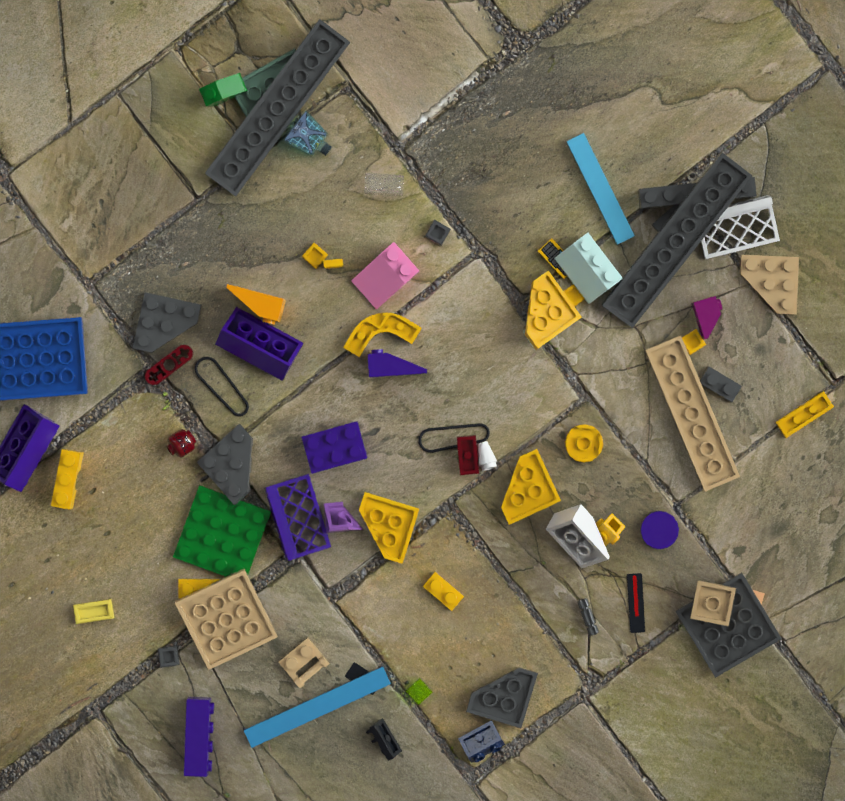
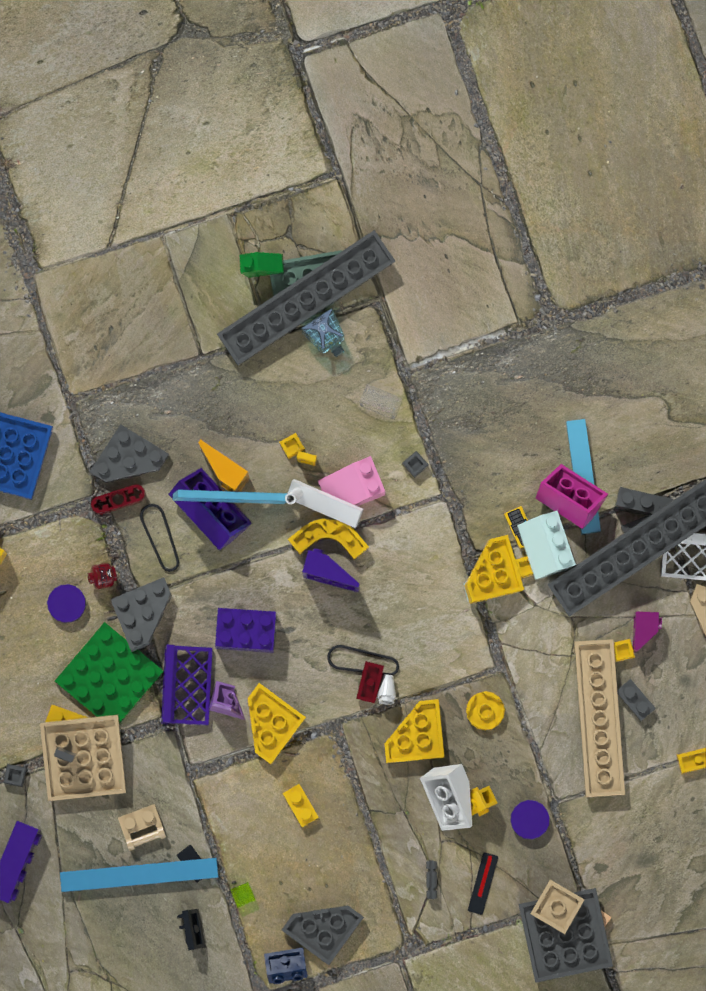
camera: 15 degrees right, 10 degrees down
(157, 480) = (66, 603): none -> dark purple tile
(209, 624) = (64, 754): none -> dark grey tile
(275, 327) = (227, 496): none -> medium azure tile
(364, 301) = (323, 503): none -> white piece
(596, 212) = (571, 496): none -> dark pink slope

